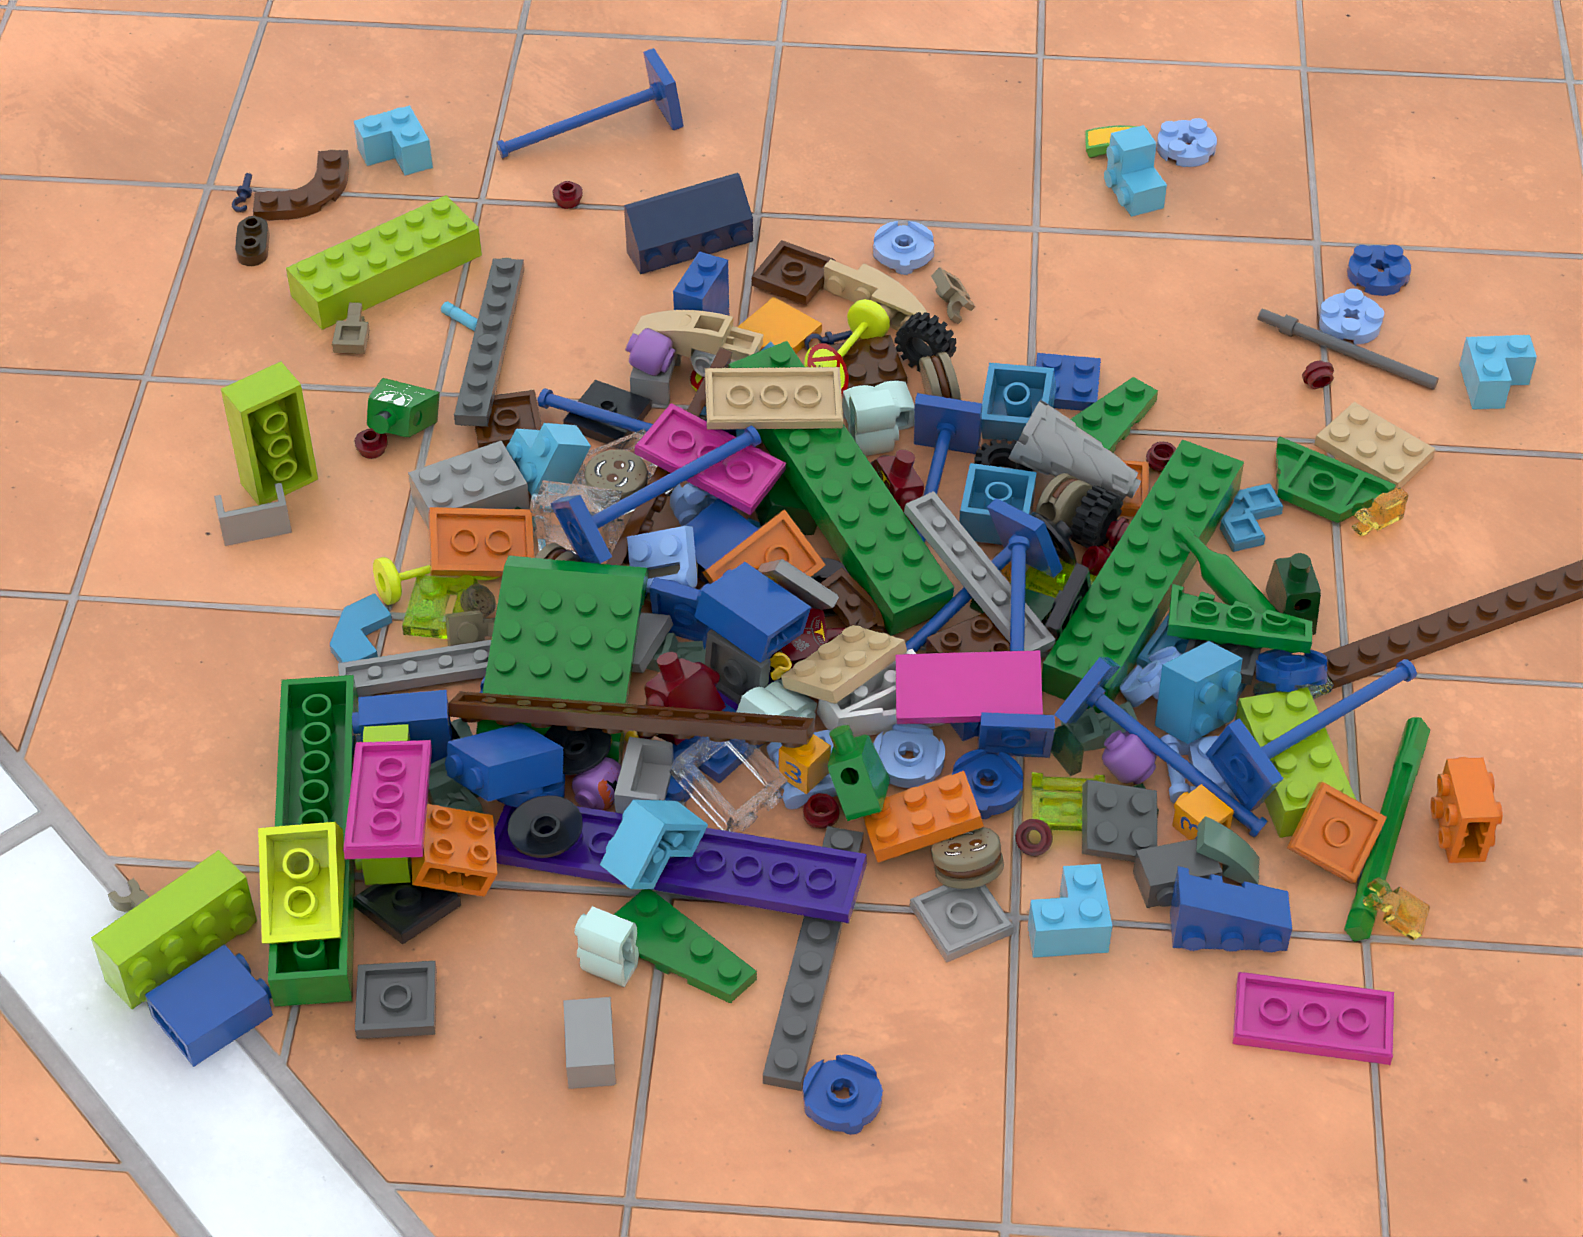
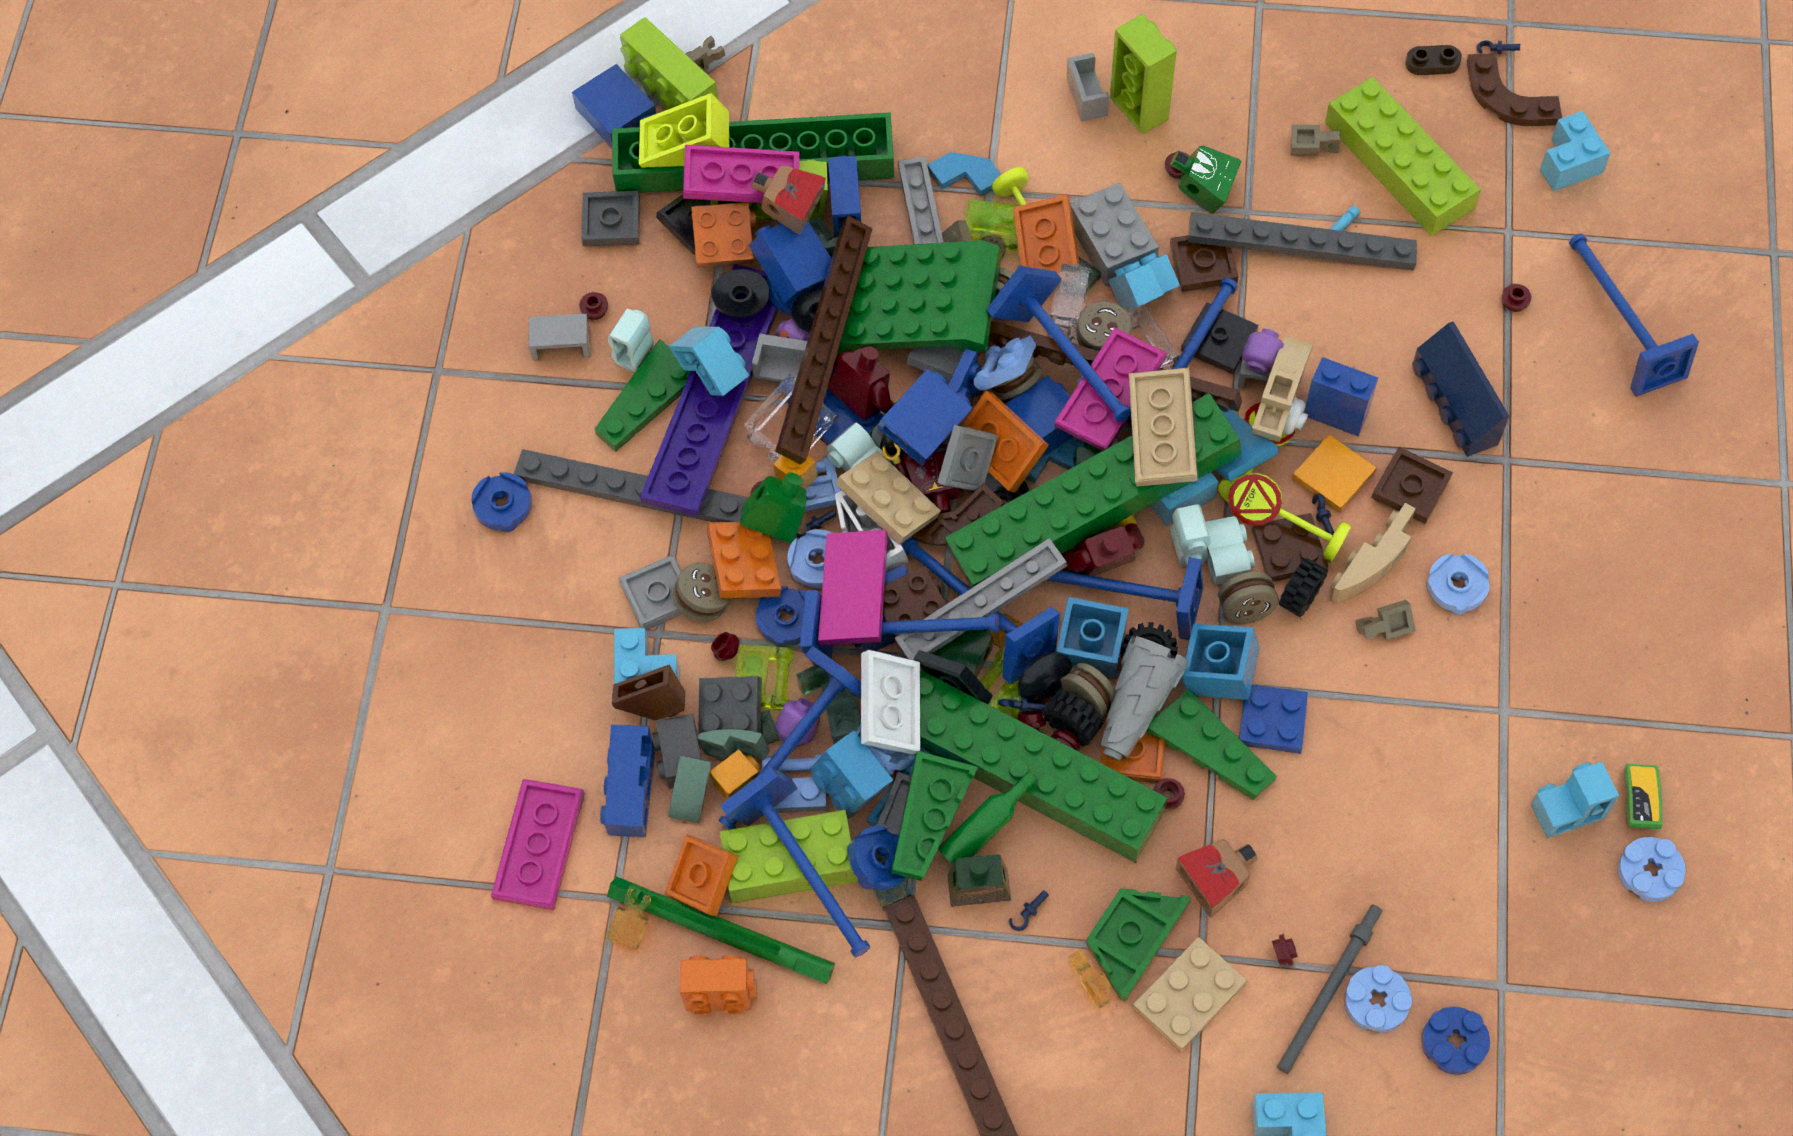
camera: 95 degrees right, 15 degrees up
(439, 732) = (790, 195): none -> torso
(535, 1020) = (597, 311): none -> dark red plate
(1085, 558) = (1022, 705): none -> dark blue hand
(1121, 639) = (890, 702): none -> white plate
(1123, 882) = (650, 694): none -> reddish brown slope
(1168, 818) = (725, 742): none -> sand green slope
(1240, 522) = (1085, 854): dark azure tile -> none
(1249, 419) = (1216, 873): none -> torso
(1321, 570) = (1029, 909): none -> dark blue hand

